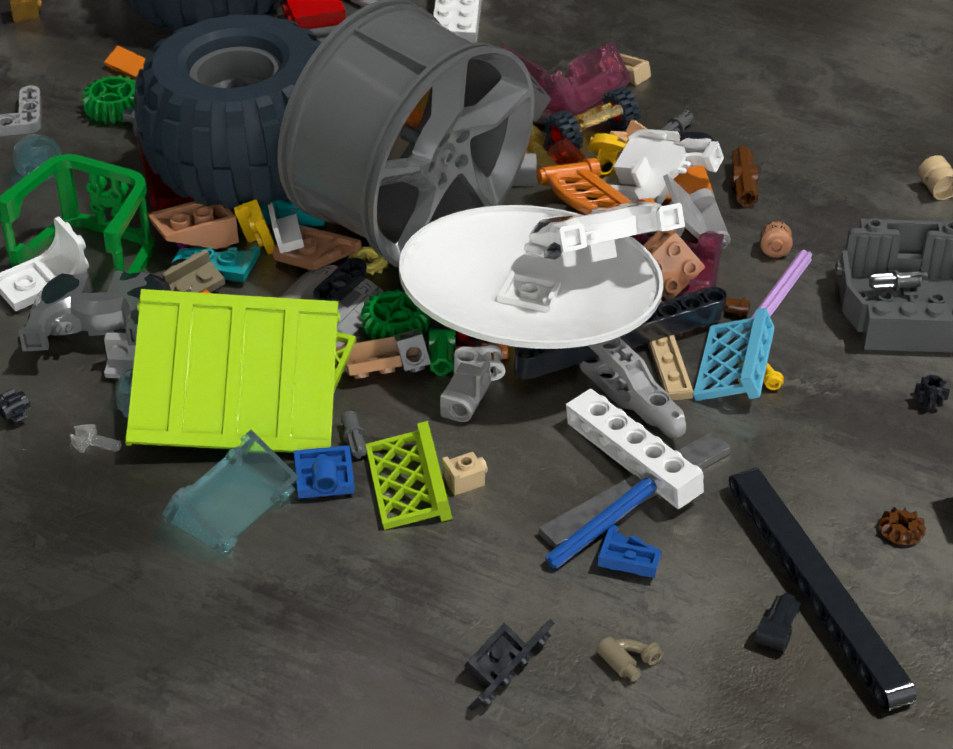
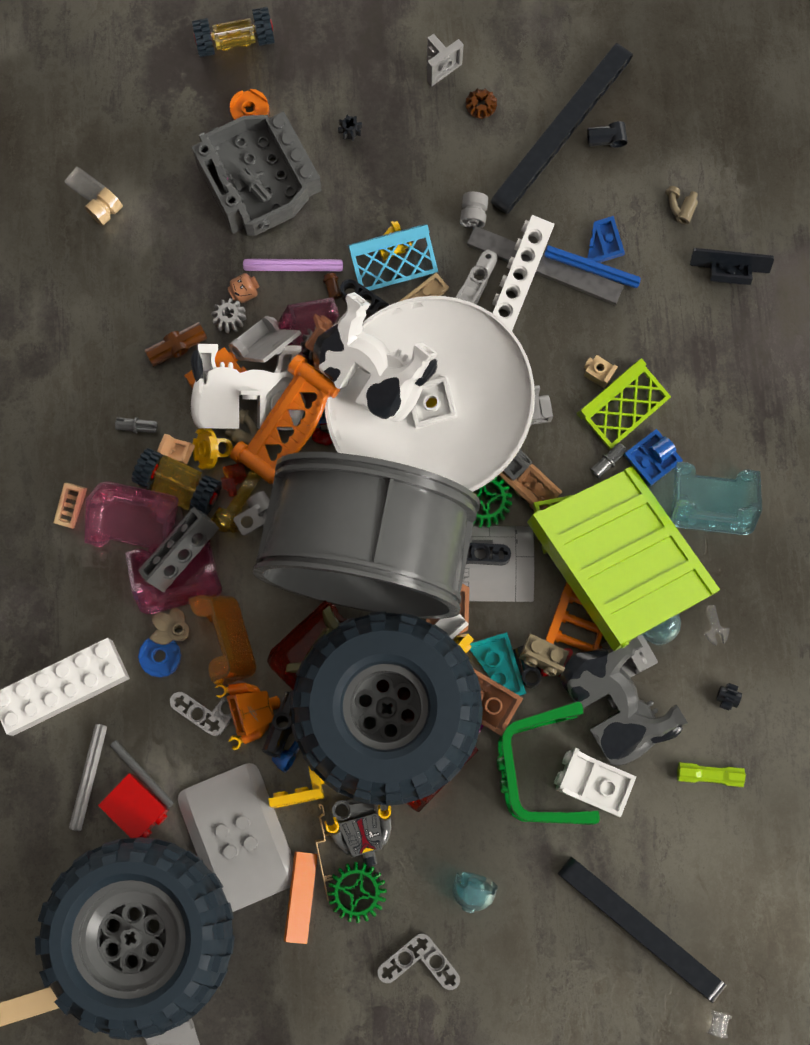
camera: 120 degrees left, 35 degrees up
(747, 446) = (474, 208): none -> light grey wheel
(750, 218) = (228, 308): none -> light grey gear

